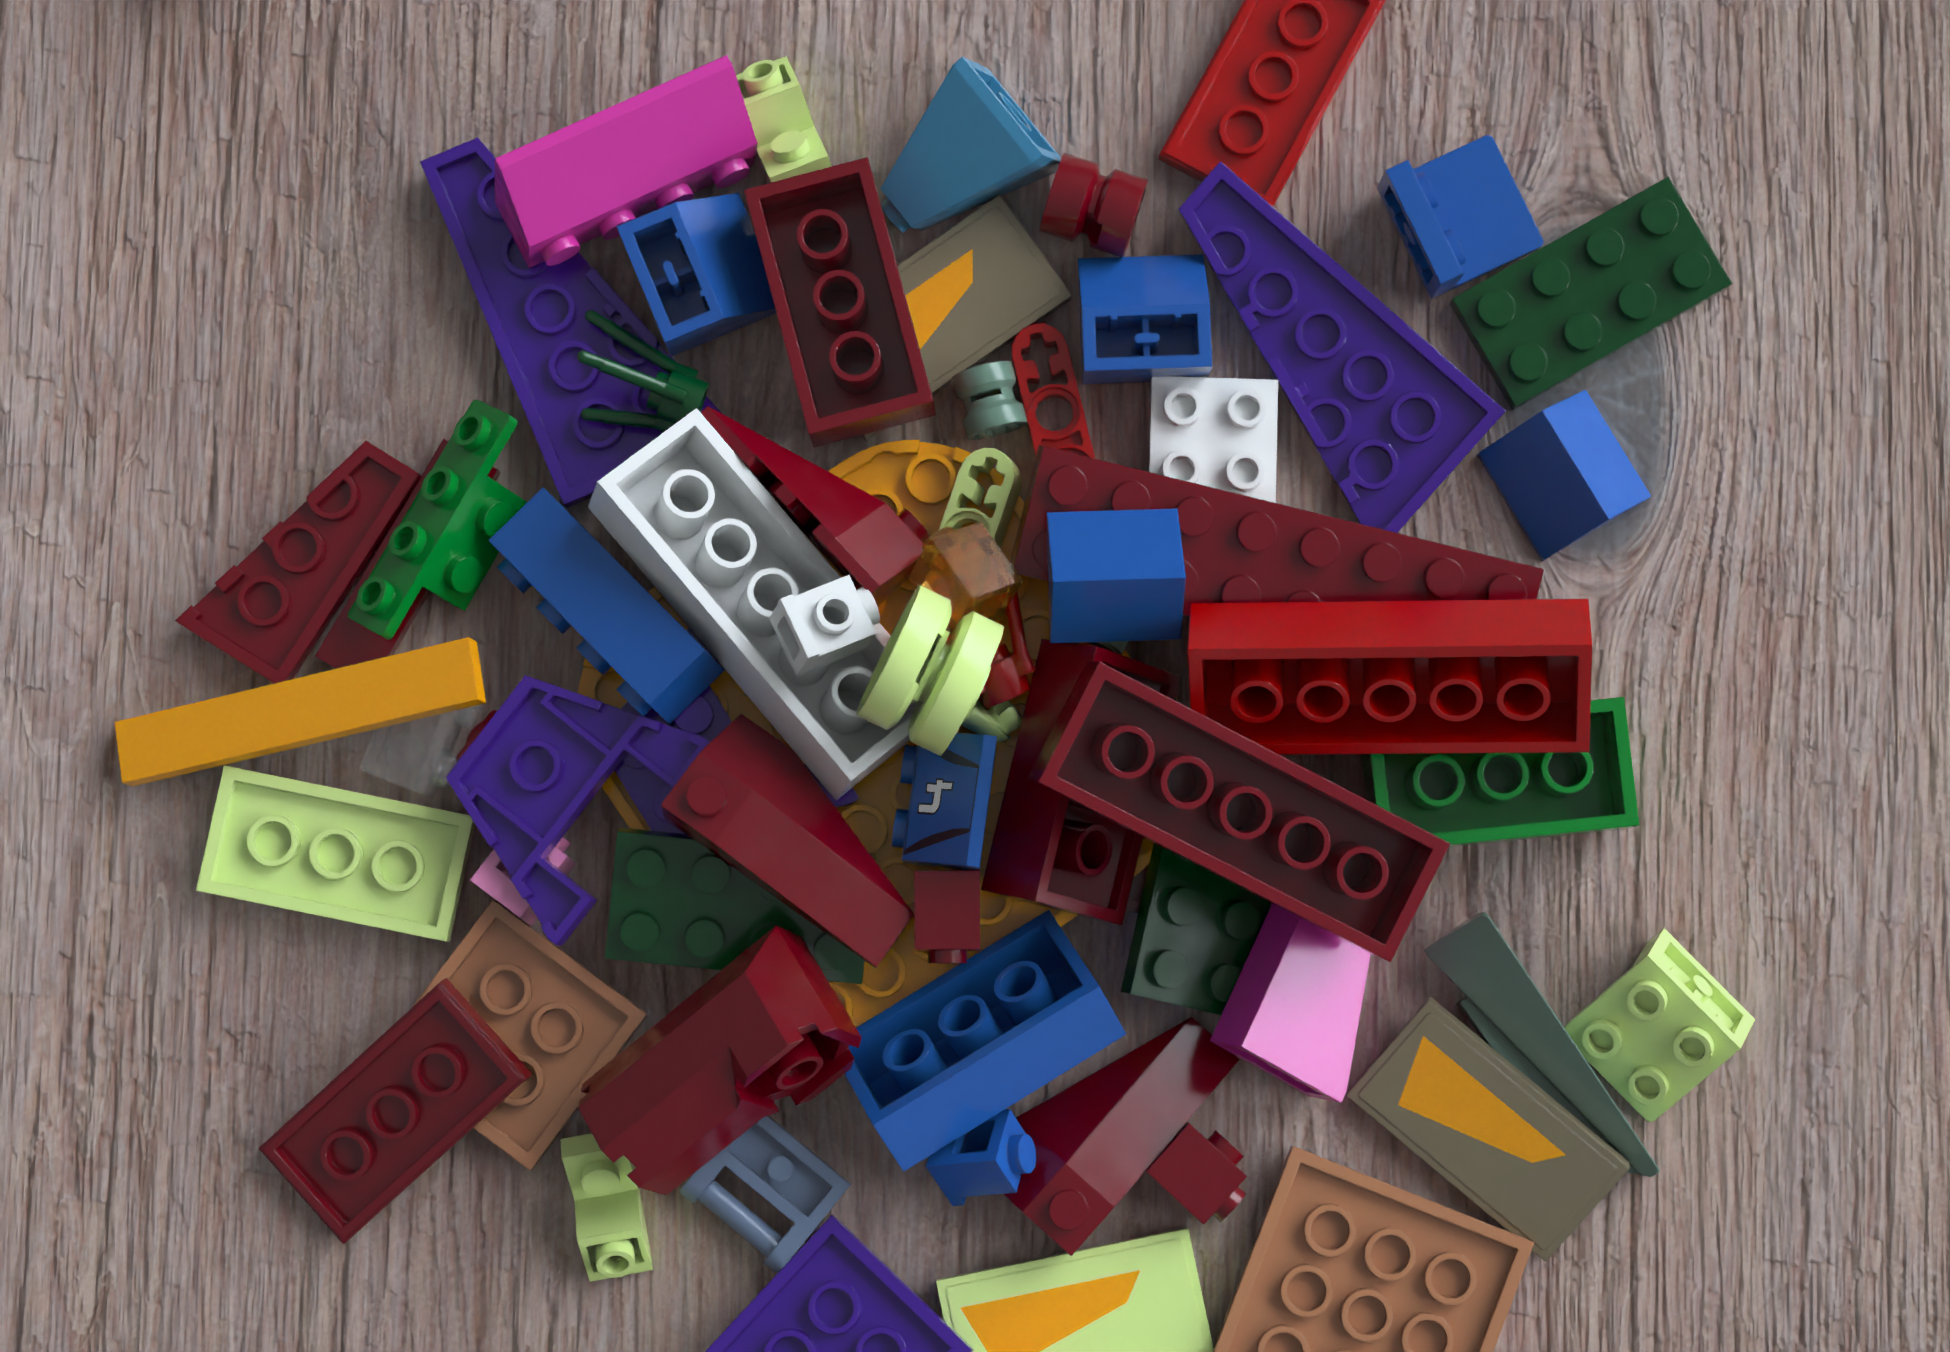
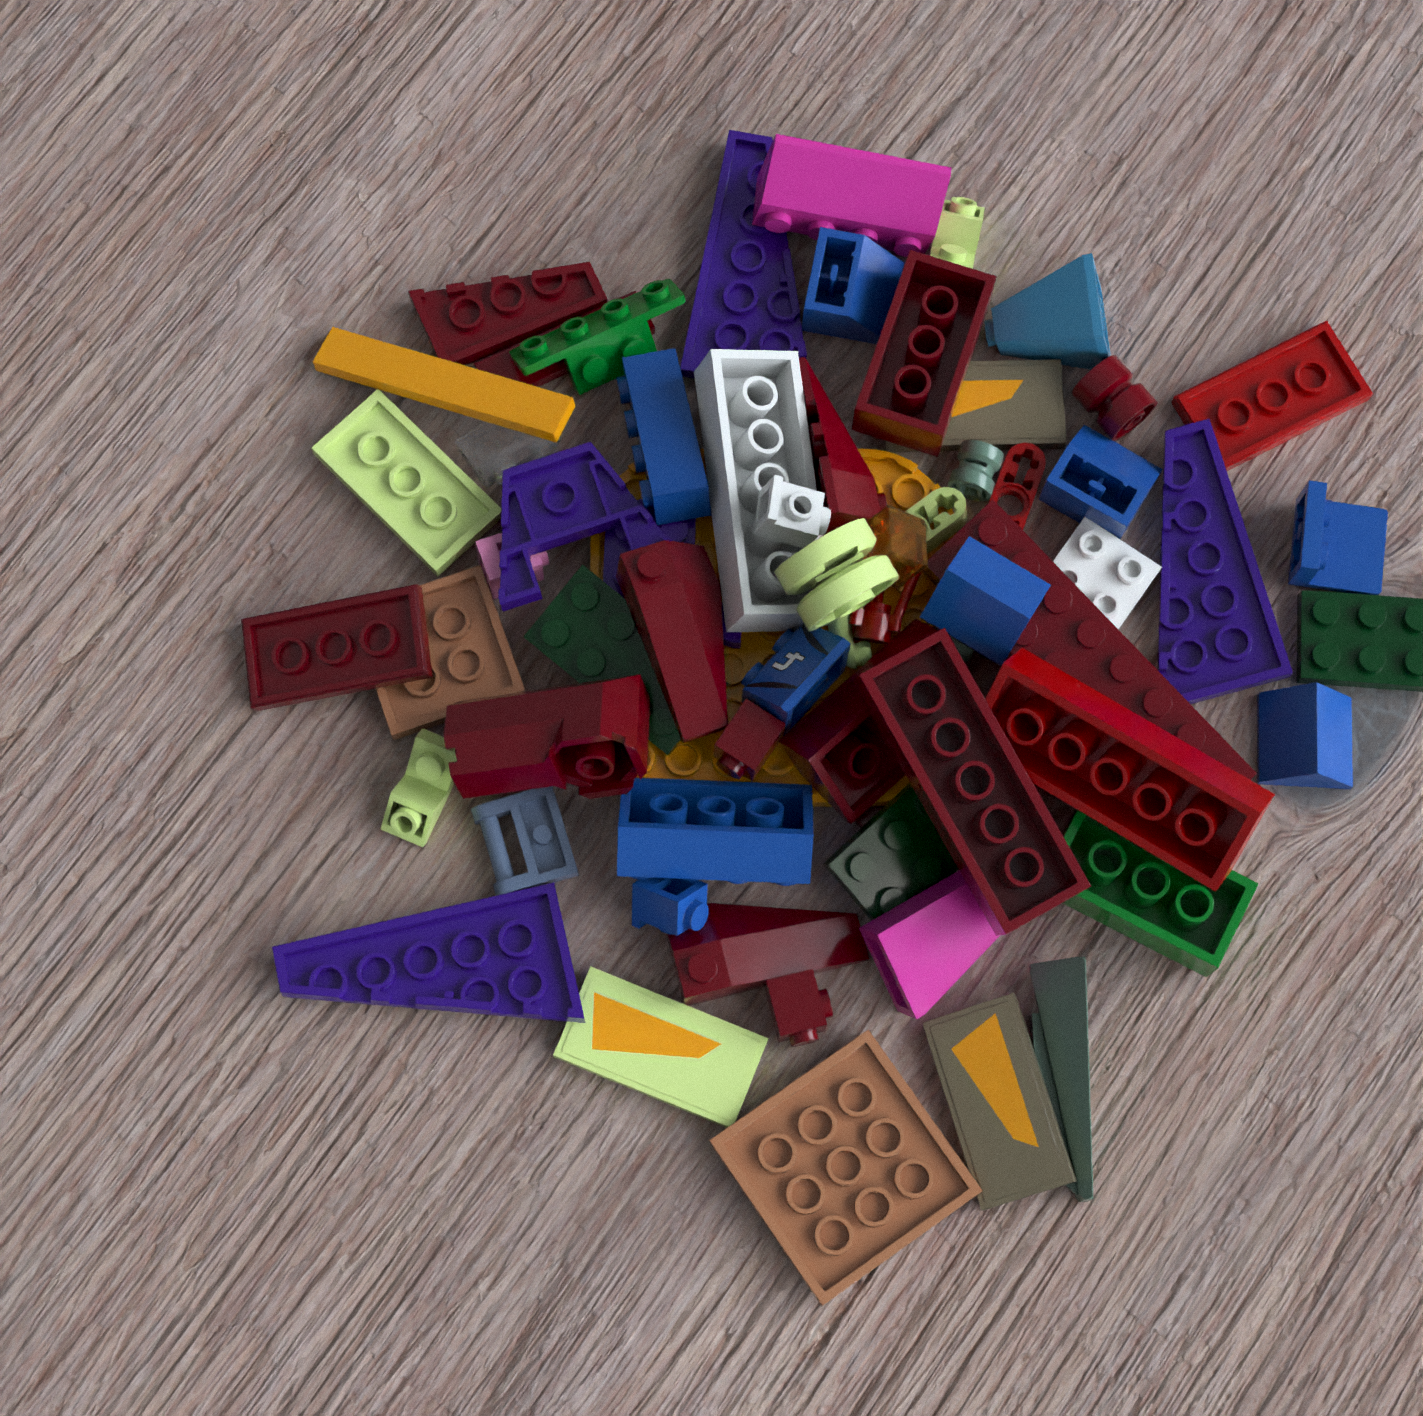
camera: 30 degrees right, 10 degrees down
(670, 395) = (787, 337): dark green plant -> none
(1660, 1028) = (1149, 1111): yellowish green bracket -> none

